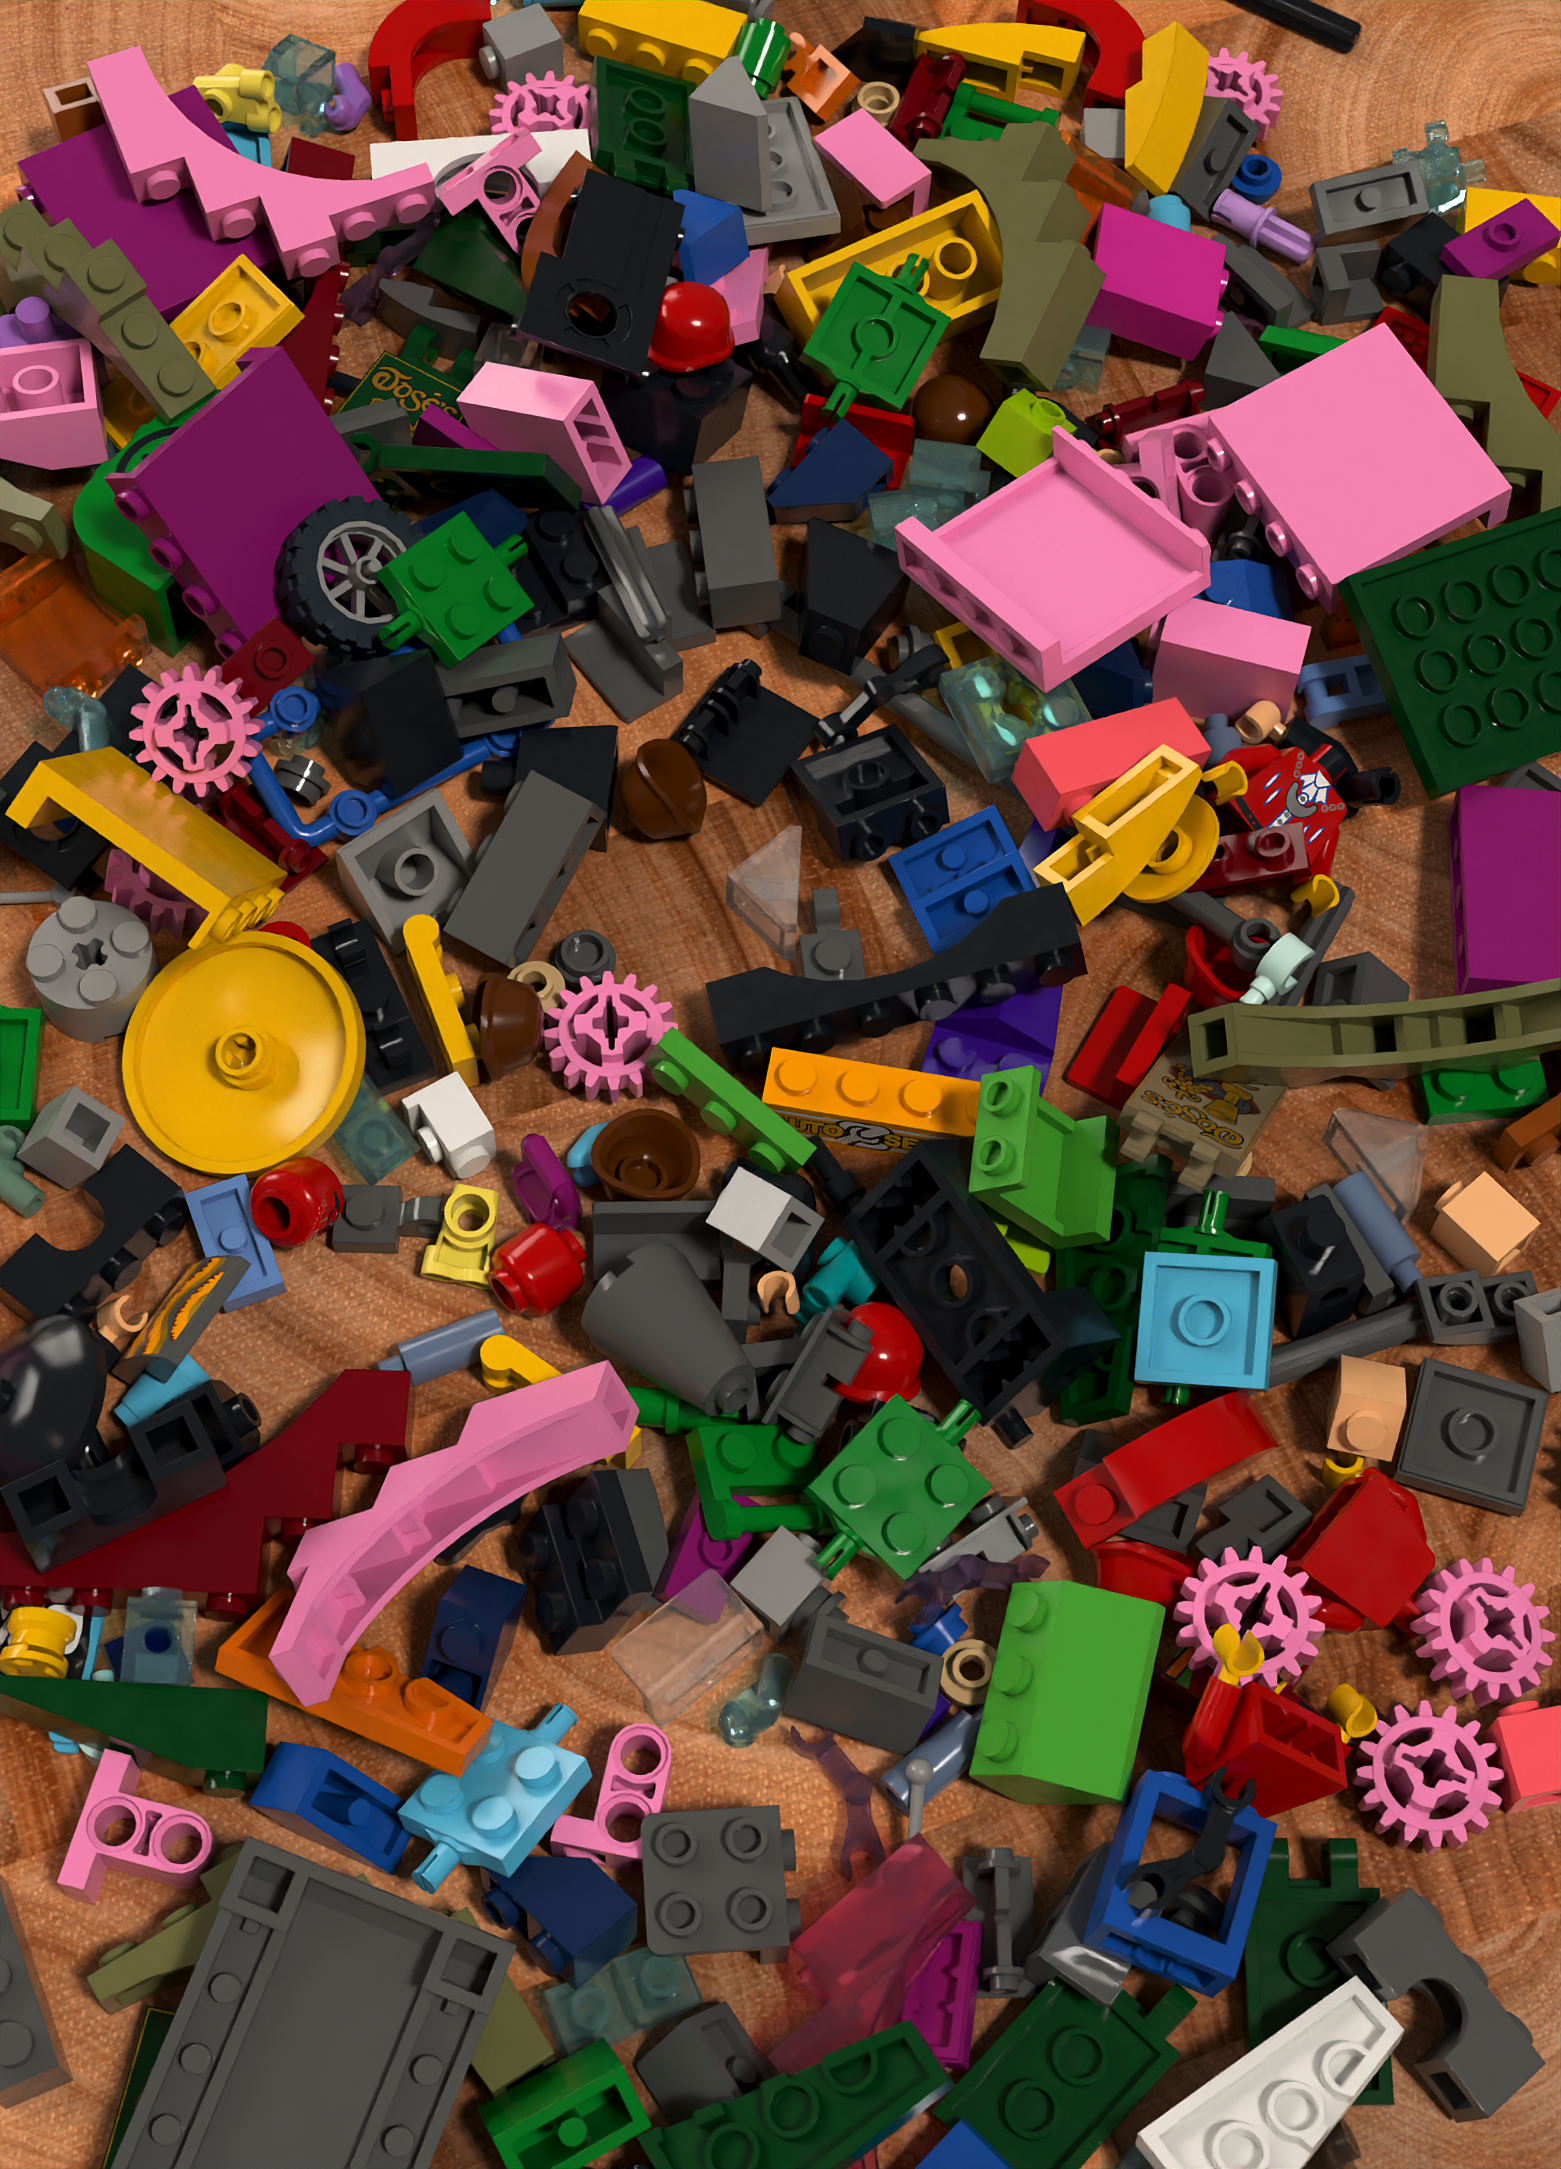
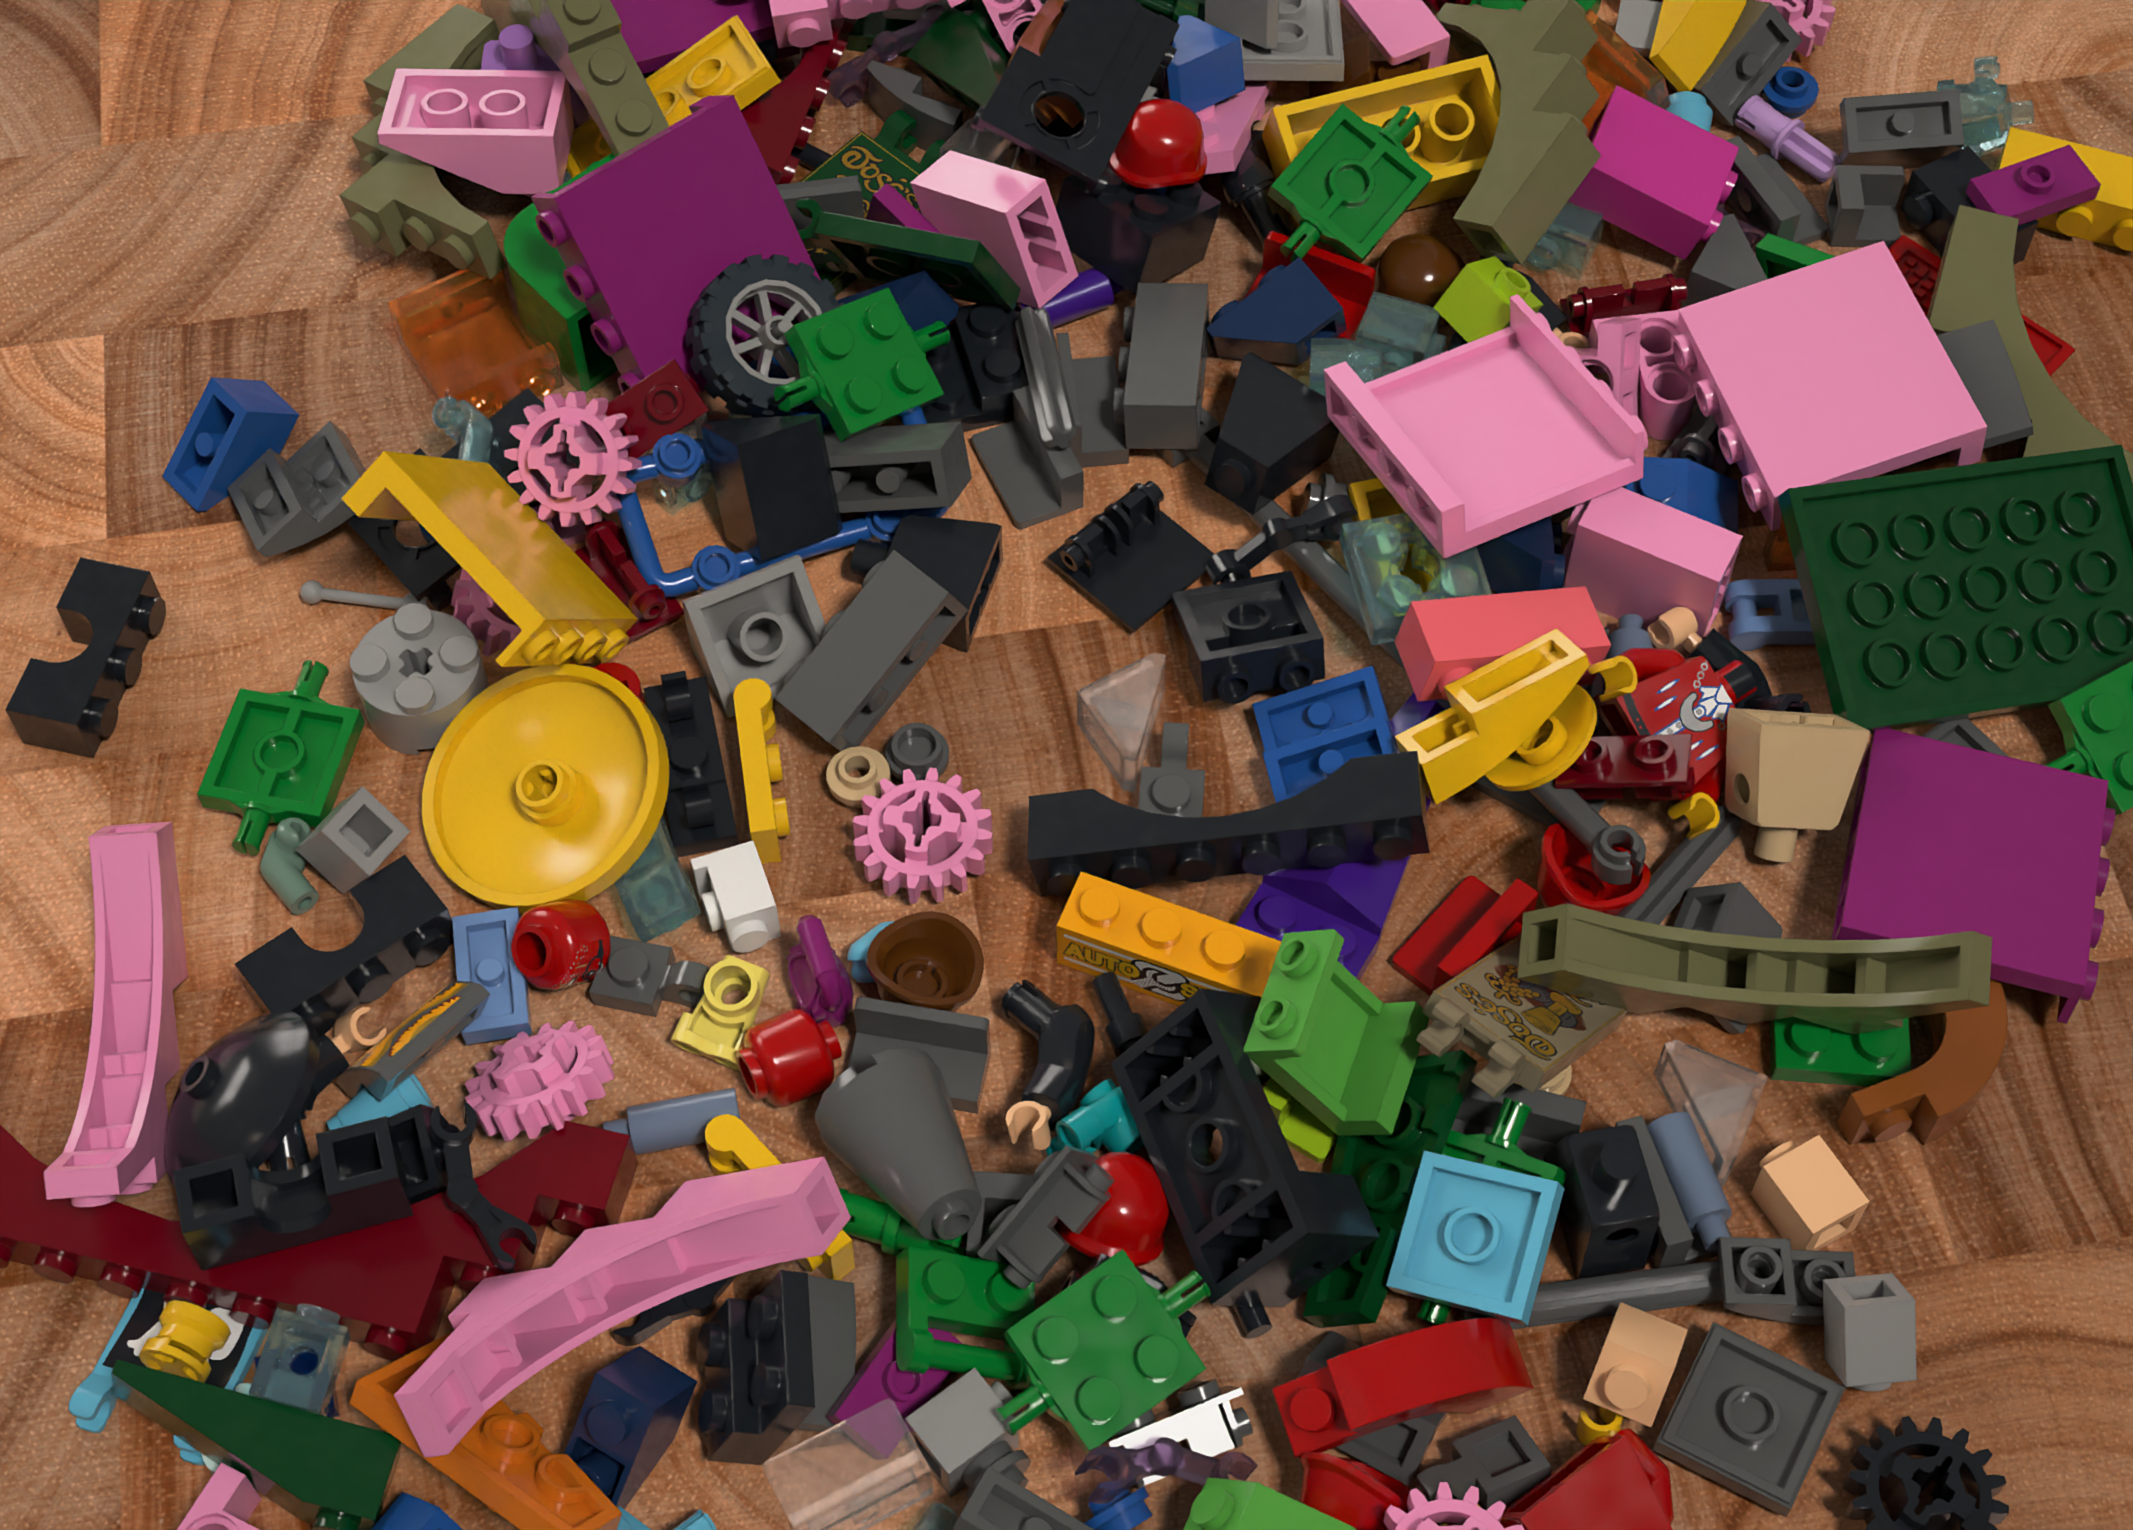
camera: 15 degrees right, 5 degrees down
(273, 1457) = (463, 1195): none -> black piece
(302, 779) = (675, 529): dark grey plate -> none
(310, 1335) = (540, 1080): none -> bright pink gear
(507, 1022) = (816, 803): reddish brown helmet -> none
(664, 790) = (1036, 598): reddish brown helmet -> none
(728, 1105) = (1023, 923): bright green plate -> none
(739, 1301) = (987, 1127): dark grey plate -> none
(765, 1219) = (1028, 1045): brick -> none
(1276, 969) = (1630, 881): light aqua piece -> none
(1393, 842) = (1789, 773): none -> tan torso
(1502, 438) = (1990, 380): none -> dark grey slope

